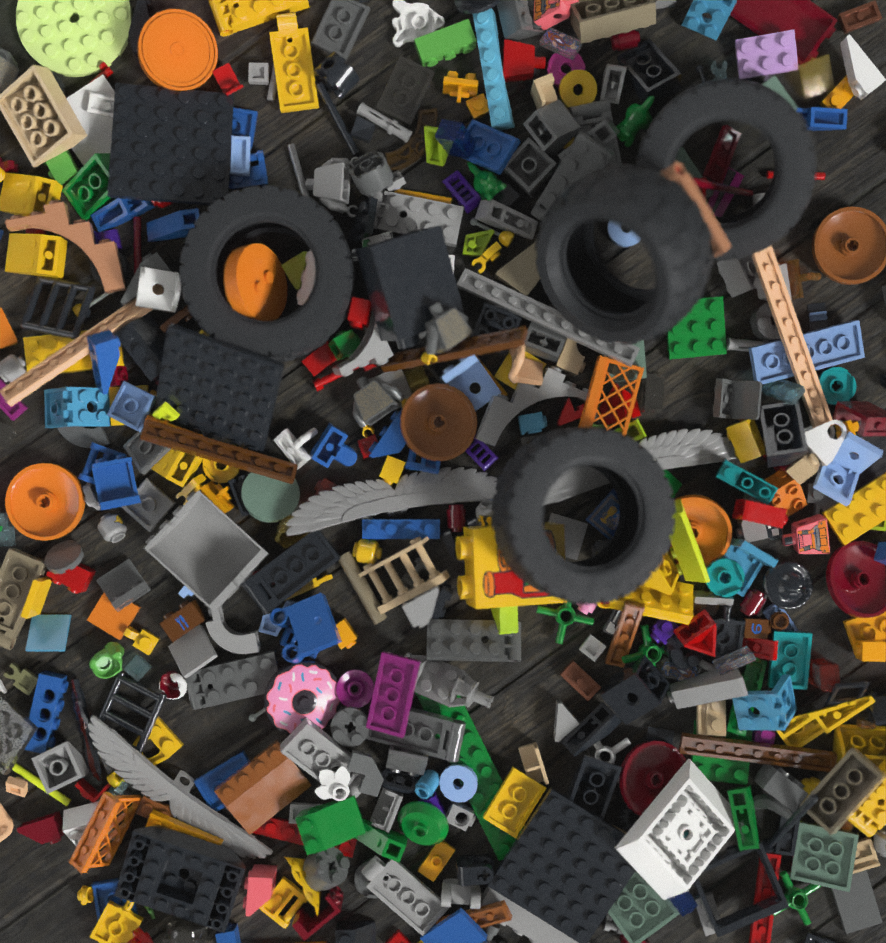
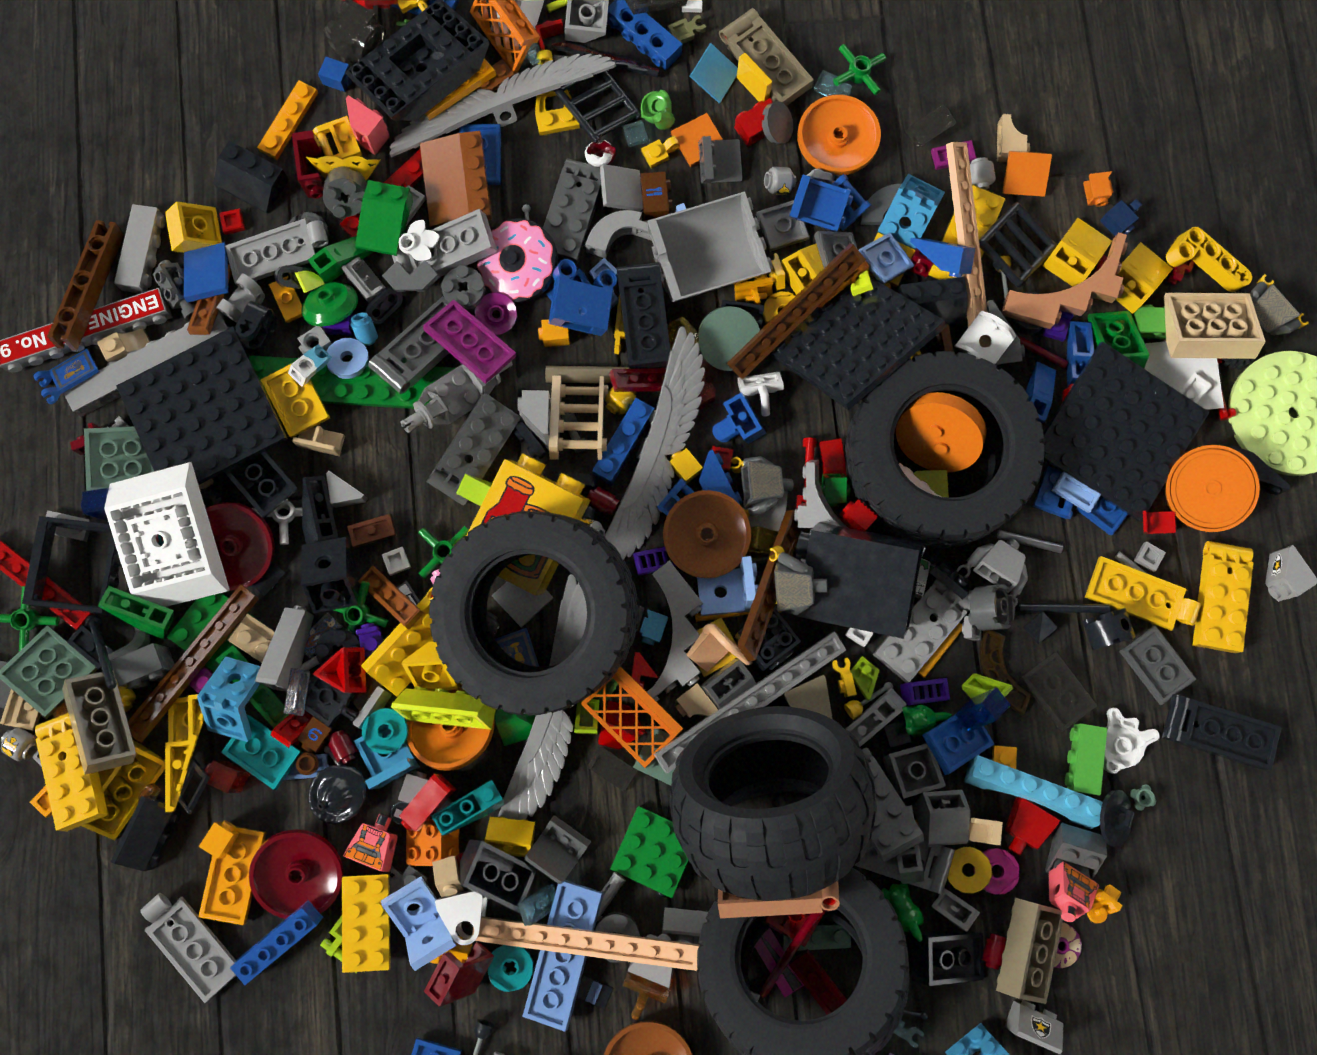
camera: 115 degrees right, 10 degrees down
(346, 545) = (637, 379): none -> dark red plate
(384, 122) = (1016, 664): light grey pin -> none
(407, 761) = (400, 318): flat silver slope -> none
(413, 851) = (308, 280): none -> neon yellow tile
(417, 863) = (292, 281): none -> black plate
(460, 87) = (1032, 749): light orange hips -> none
(483, 807) = (309, 365): none -> leg
(561, 43) = (1026, 879): tile -> none

